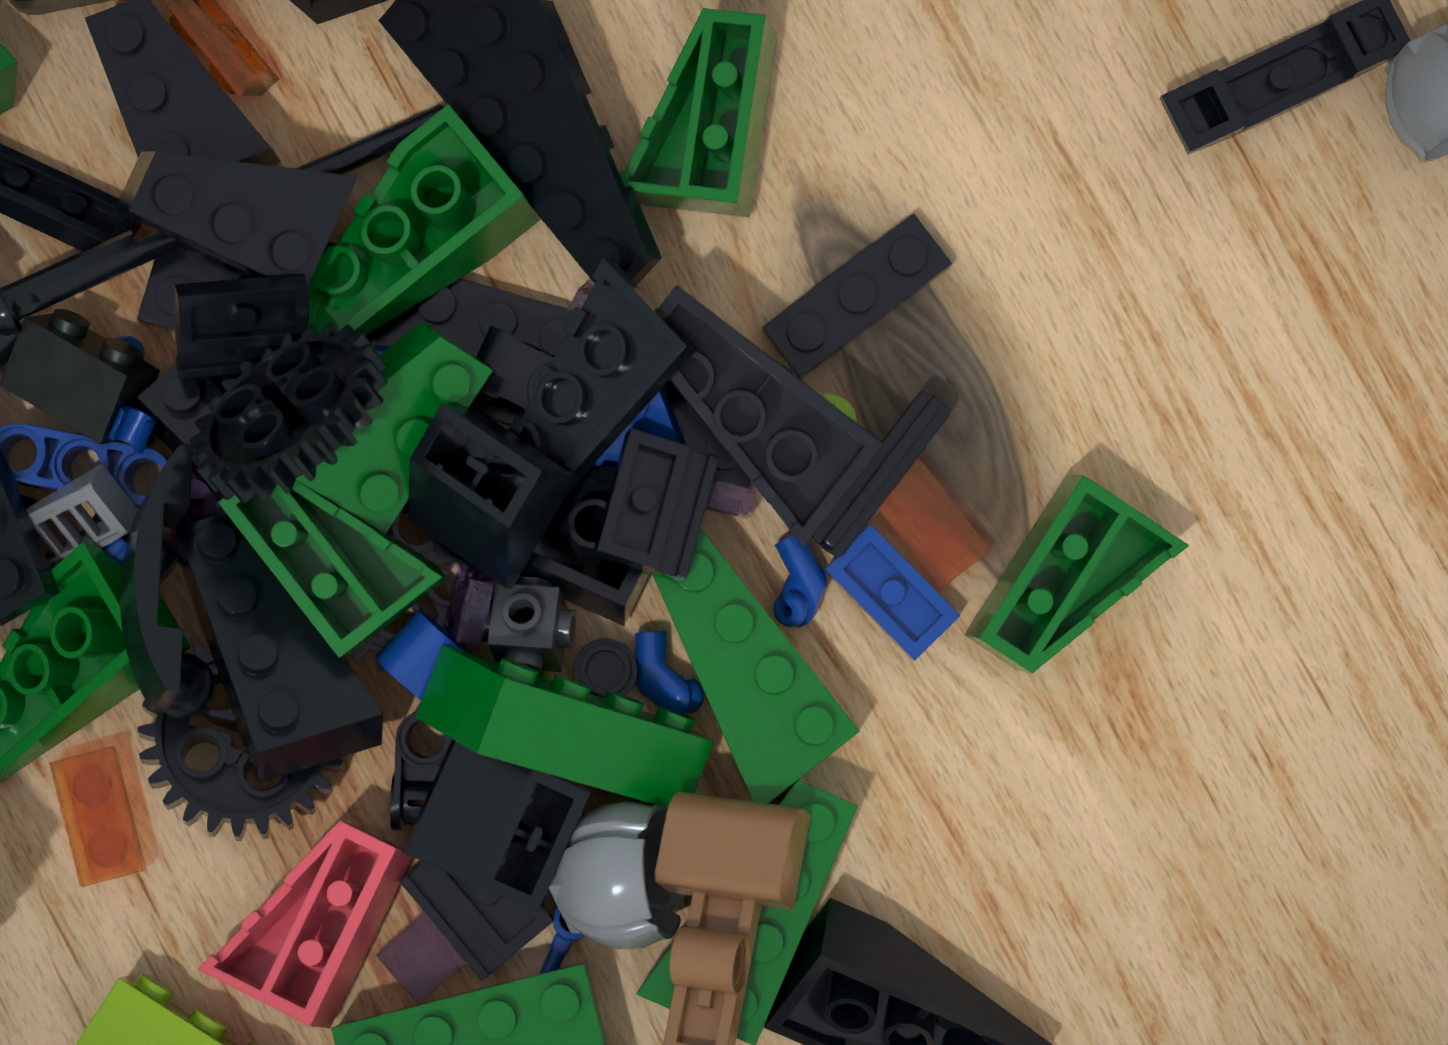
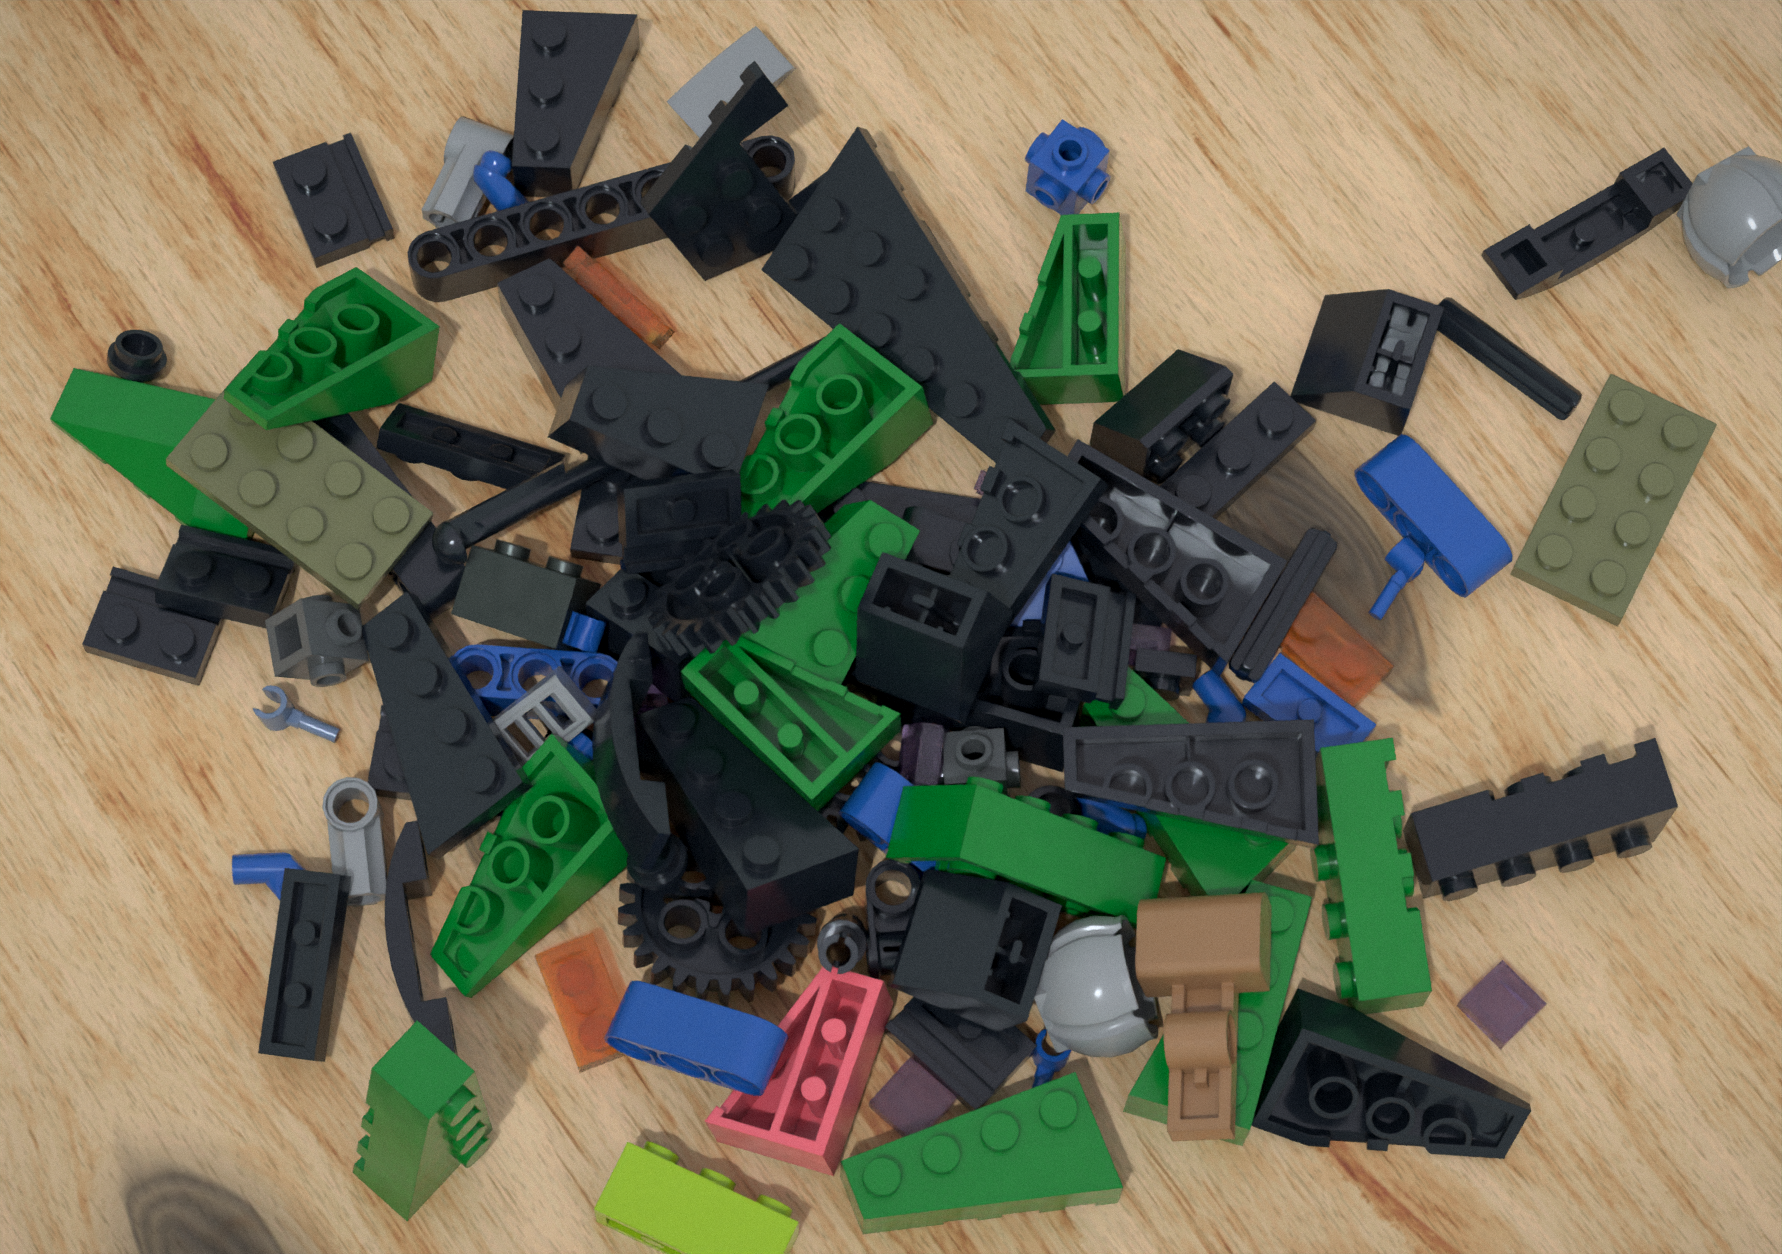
camera: 15 degrees left, 15 degrees down
(197, 884) = (696, 1038): none -> blue beam
(362, 795) = (828, 946): none -> black pin
(743, 533) = (1166, 671): none -> black plate
(752, 674) = (1217, 775): none -> black wedge
(783, 246) = (1165, 416): none -> black slope
(921, 788) = (1368, 880): none -> green wedge
(1016, 200) = (1367, 357): none -> black slope
(1025, 433) = (1408, 563): none -> blue hand
(1045, 929) = (1501, 1005): none -> clear purple tile
(1060, 386) = (1434, 514): none -> blue beam
(1068, 573) = (1471, 669): green wedge -> none
(1113, 747) = (1542, 824): none -> black wedge
(1169, 213) = (1508, 360): none -> black axle
(1260, 386) = (1613, 500): none -> olive plate

